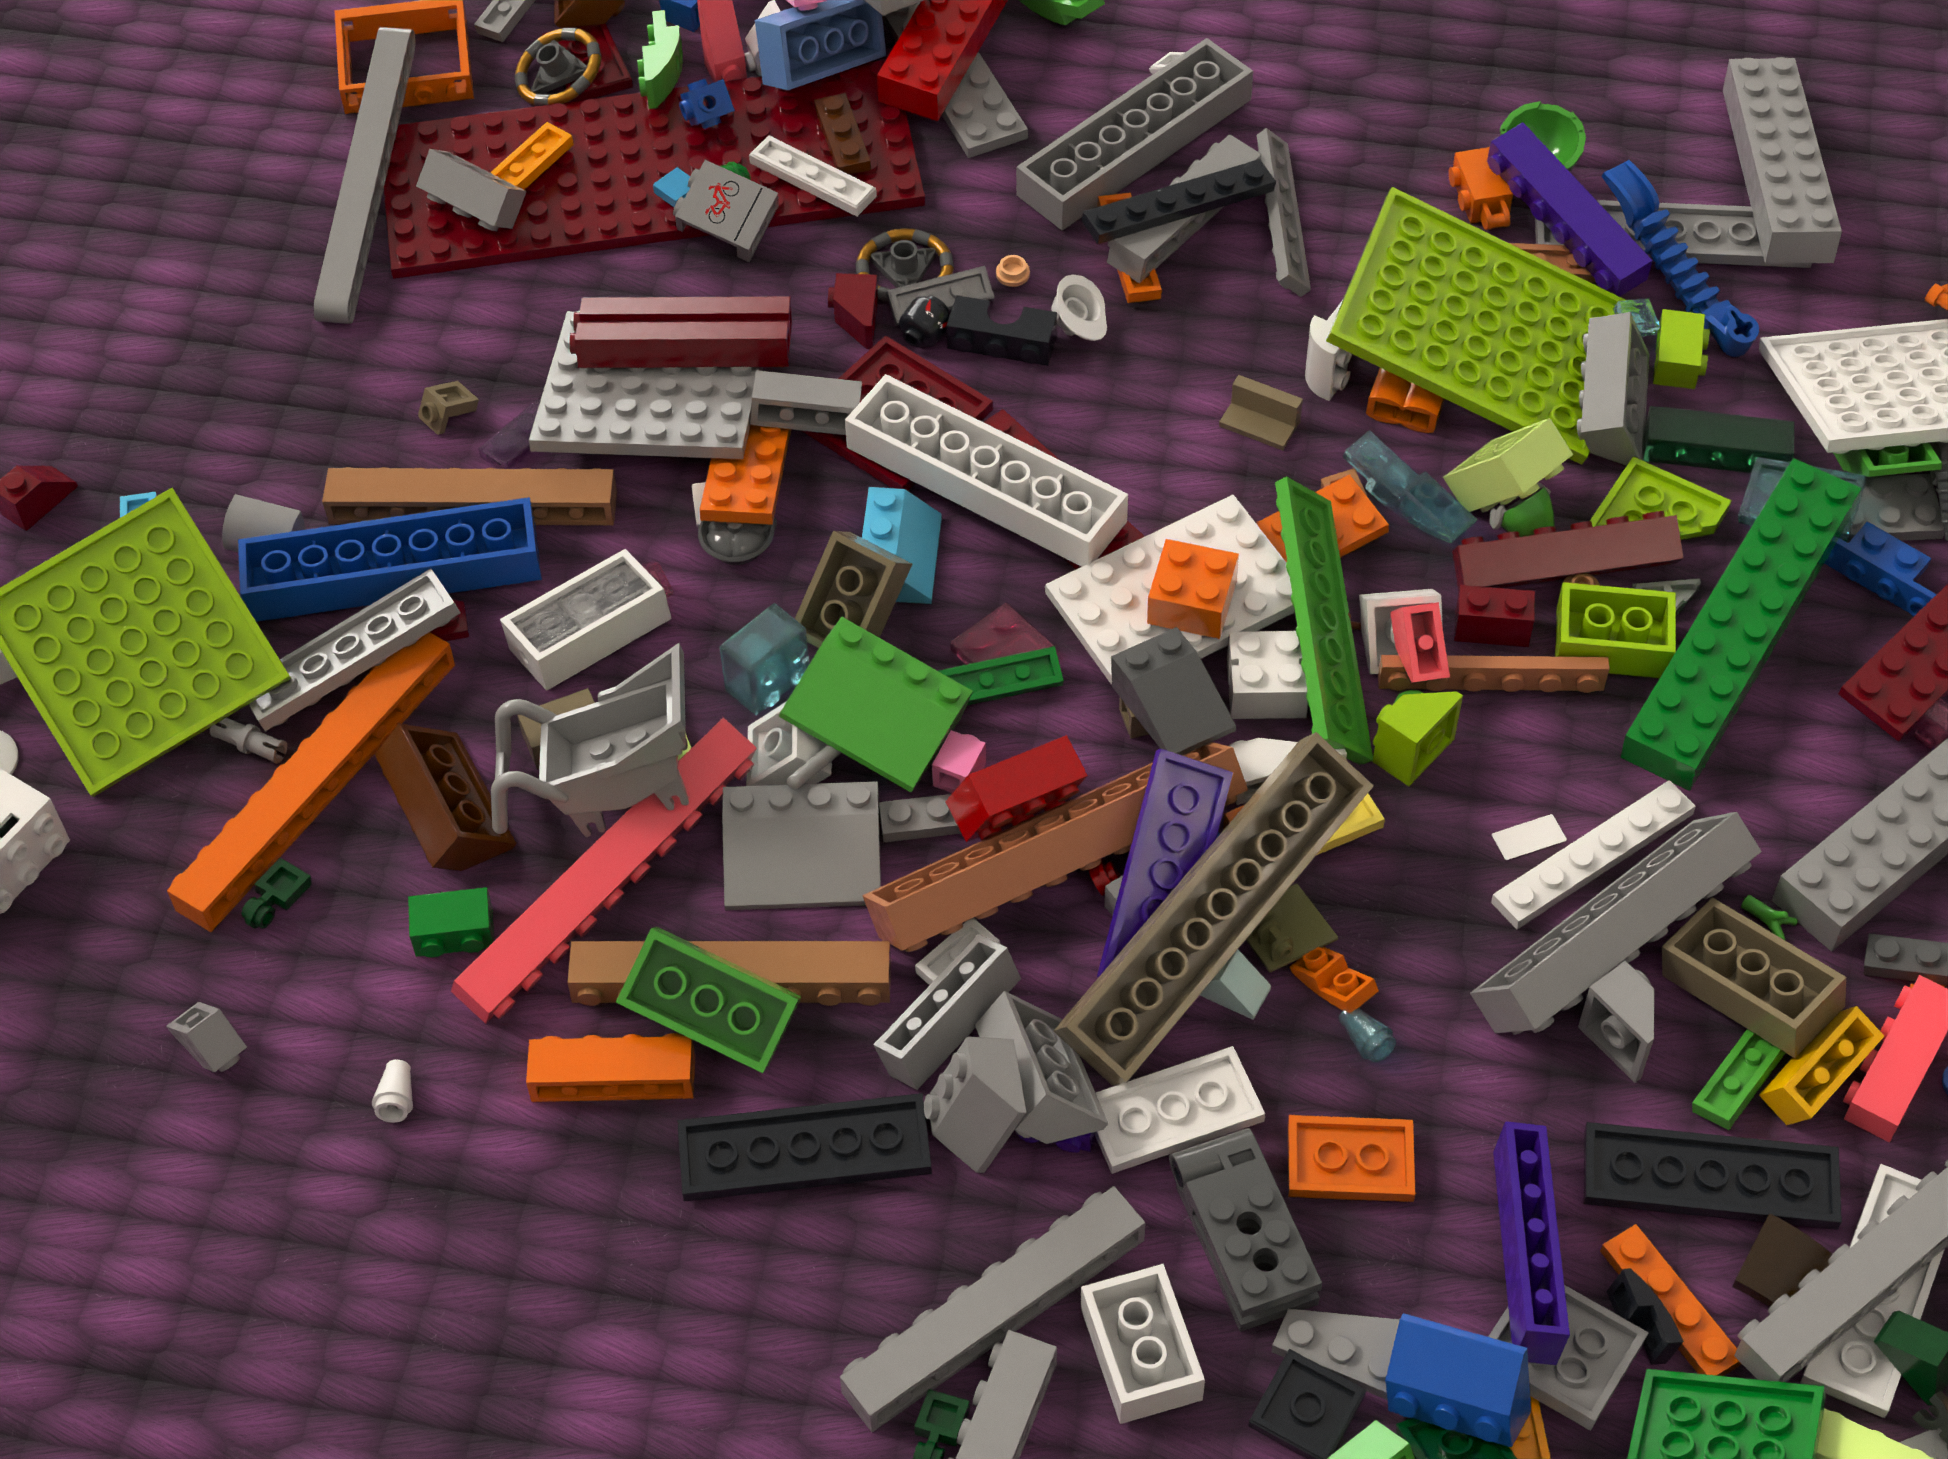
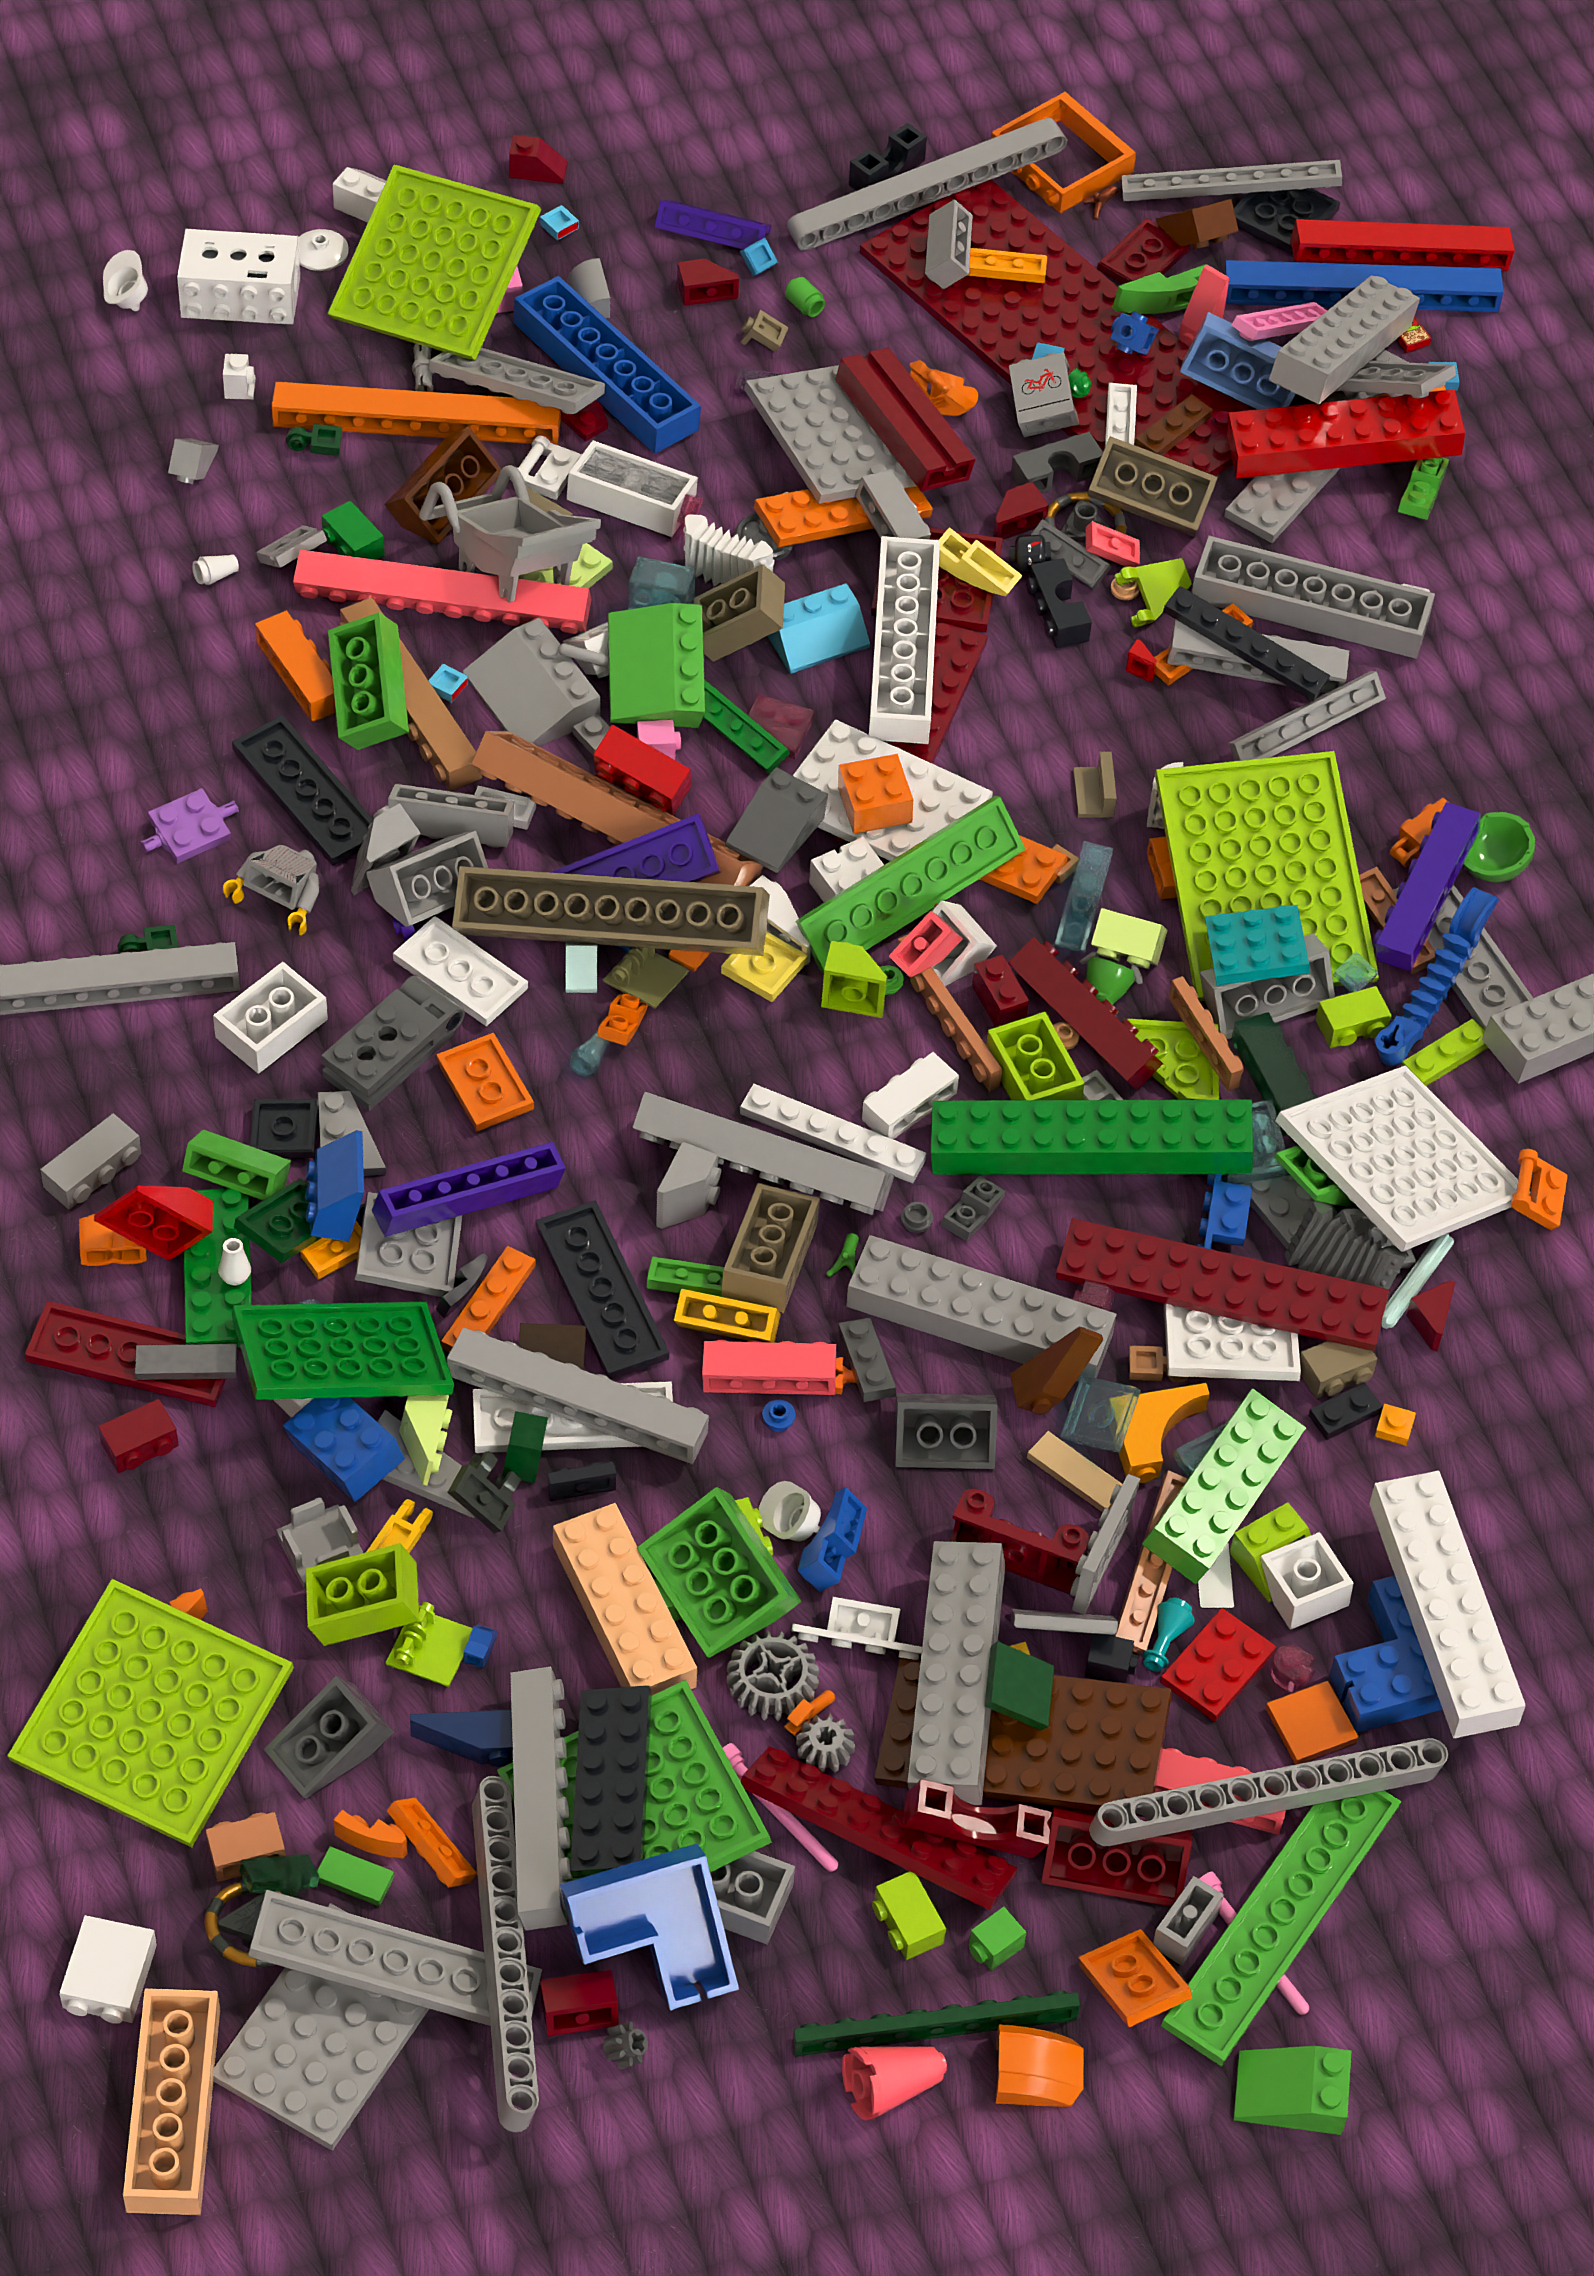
camera: 55 degrees right, 0 degrees up
(118, 929) = (238, 377): none -> white brick
(259, 380) = (709, 224): none -> dark purple fence
(302, 191) = (903, 153): none -> black arch
(335, 422) = (705, 282): none -> dark red slope
(338, 360) = (758, 256): none -> dark azure tile
(424, 992) = (287, 547): none -> light grey plate
(427, 347) = (805, 297): none -> bright green brick
(486, 58) = (1100, 199): none -> copper bar
(493, 681) = (553, 473): none -> white plate
(555, 494) = (678, 357): medium nougat brick -> none
(557, 67) = (1116, 240): dark grey piece -> none
(663, 280) = (946, 391): none -> orange helmet
(738, 924) = (448, 682): none -> medium azure plate
(756, 576) = (720, 555): none -> white piece
(775, 1304) = (189, 826): none -> medium lavender plate
(817, 228) = (1075, 455): none -> dark grey arch
(918, 181) = (1152, 486): none -> dark tan brick
(918, 365) = (976, 564): none -> light yellow slope
(931, 1232) = (281, 876): none -> light grey torso
(960, 252) = (1112, 545): none -> coral plate
(983, 1313) = (255, 934): light grey brick -> none
(1032, 240) = (1156, 584): none -> lime flag
(1080, 308) = (1107, 635): white piece -> none
(1123, 301) = (1141, 662): none -> red slope
(1529, 837) = (824, 1092): white sticker -> none
(1586, 366) = (1257, 945): none -> teal plate
(1589, 759) = (909, 1096): none -> white brick
(1654, 467) = (1201, 1026): none -> nougat plate
(1753, 296) = (1447, 1052): none -> lime plate
(1757, 825) = (916, 1217): none -> dark grey plate
(1758, 774) = (974, 1208): none -> dark grey slope

